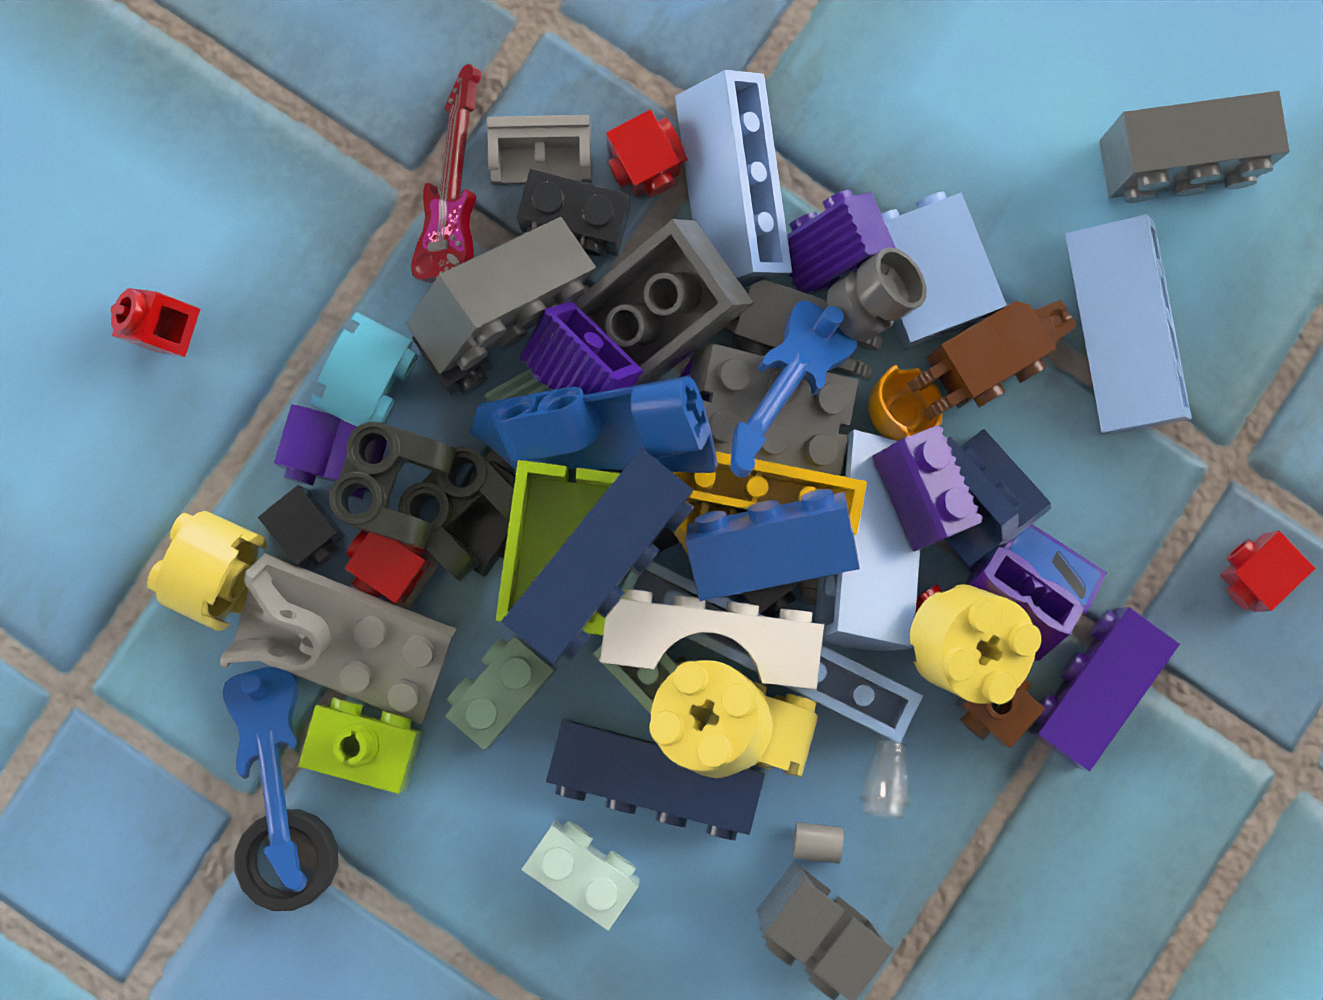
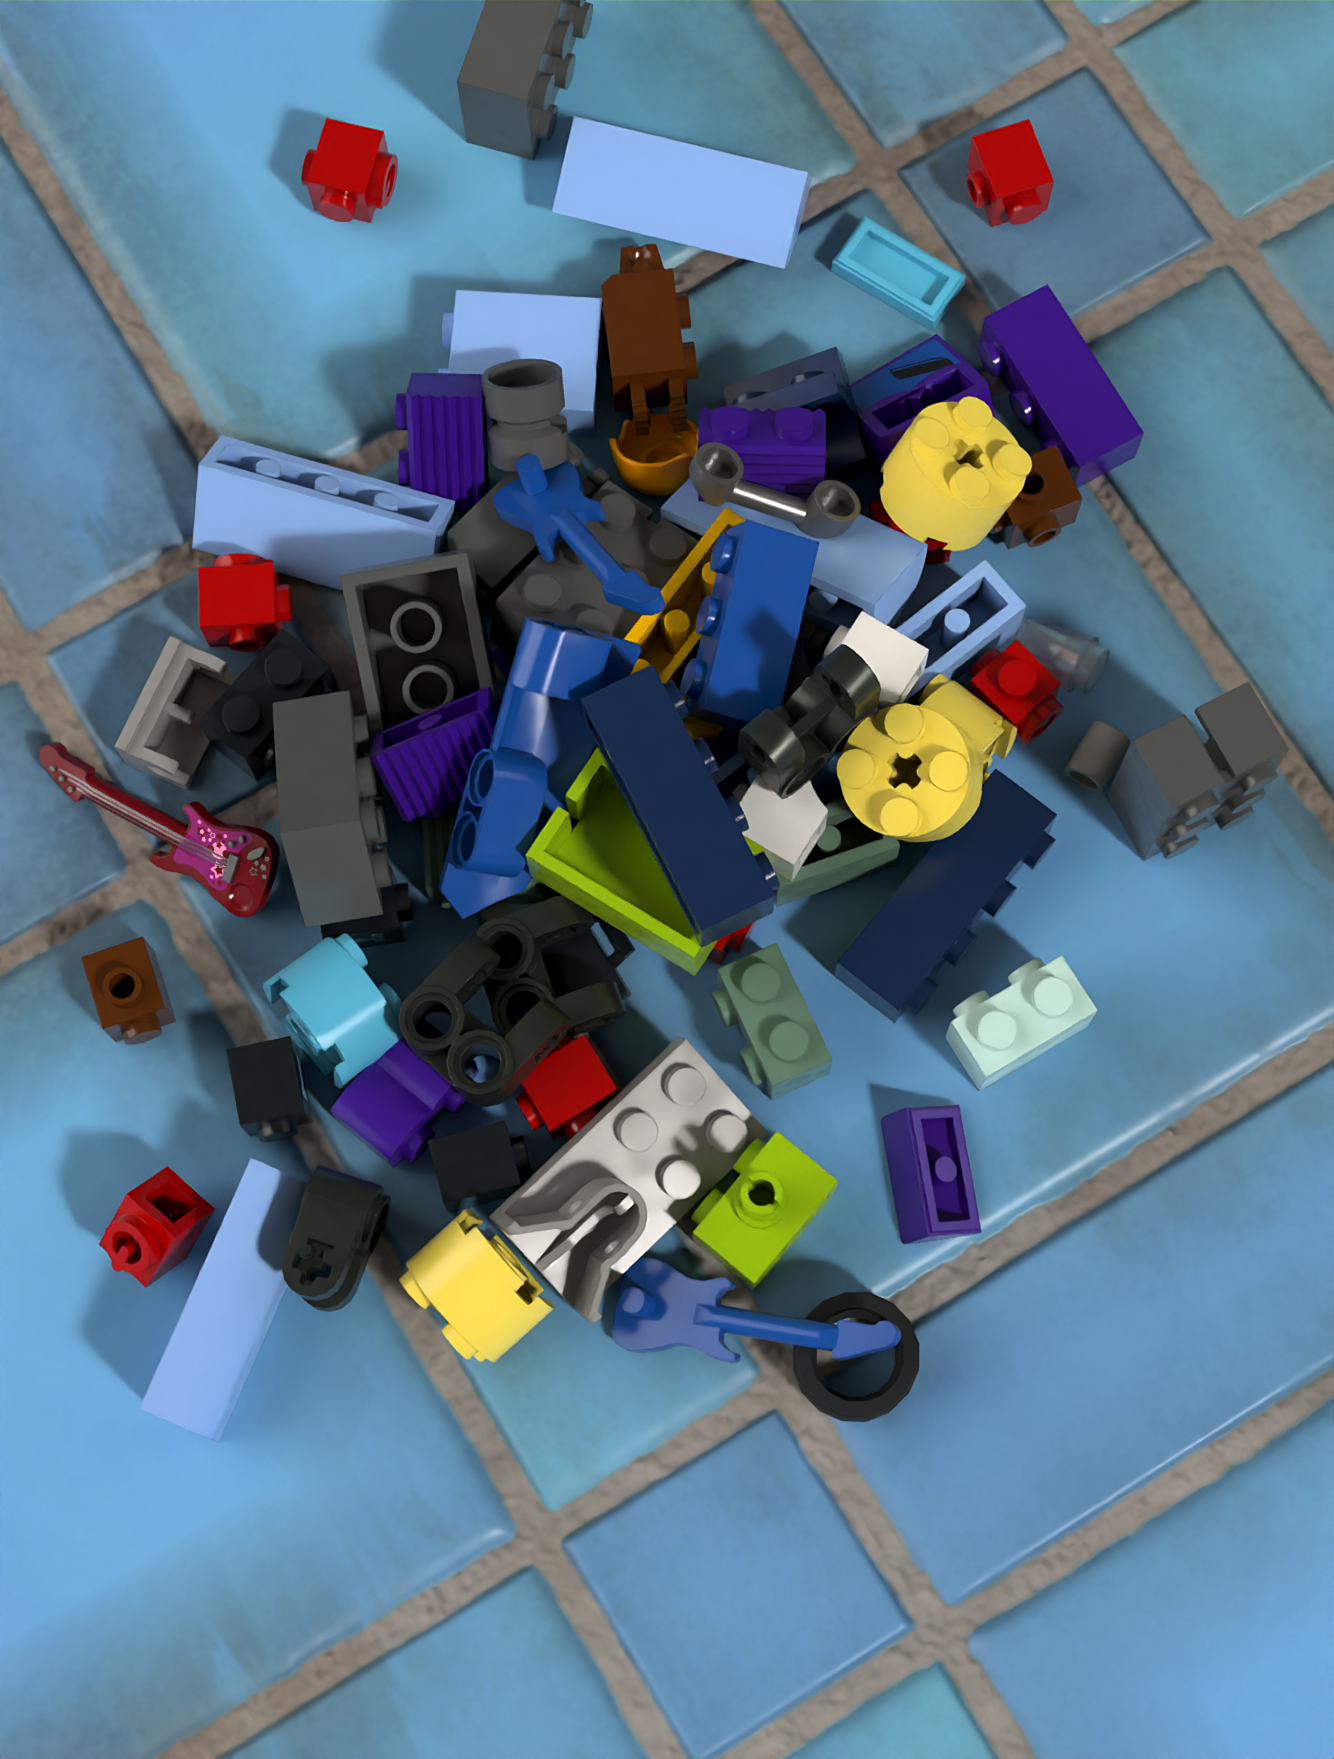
camera: 65 degrees left, 10 degrees down
(126, 401) = (228, 1306): none -> light blue brick
(197, 450) = (334, 1228): none -> pearl dark grey piece
(291, 352) = (269, 1088): none -> black brick
(318, 218) = (129, 991): none -> reddish brown brick
(446, 855) = (930, 1174): none -> dark purple slope
(702, 628) = (797, 739): none -> pearl dark grey piece
(835, 760) = (1017, 689): none -> red brick
(900, 558) = (825, 514): none -> flat silver bar
(1026, 64) = (349, 172): none -> red brick
(1144, 520) = (898, 273): none -> medium azure tile

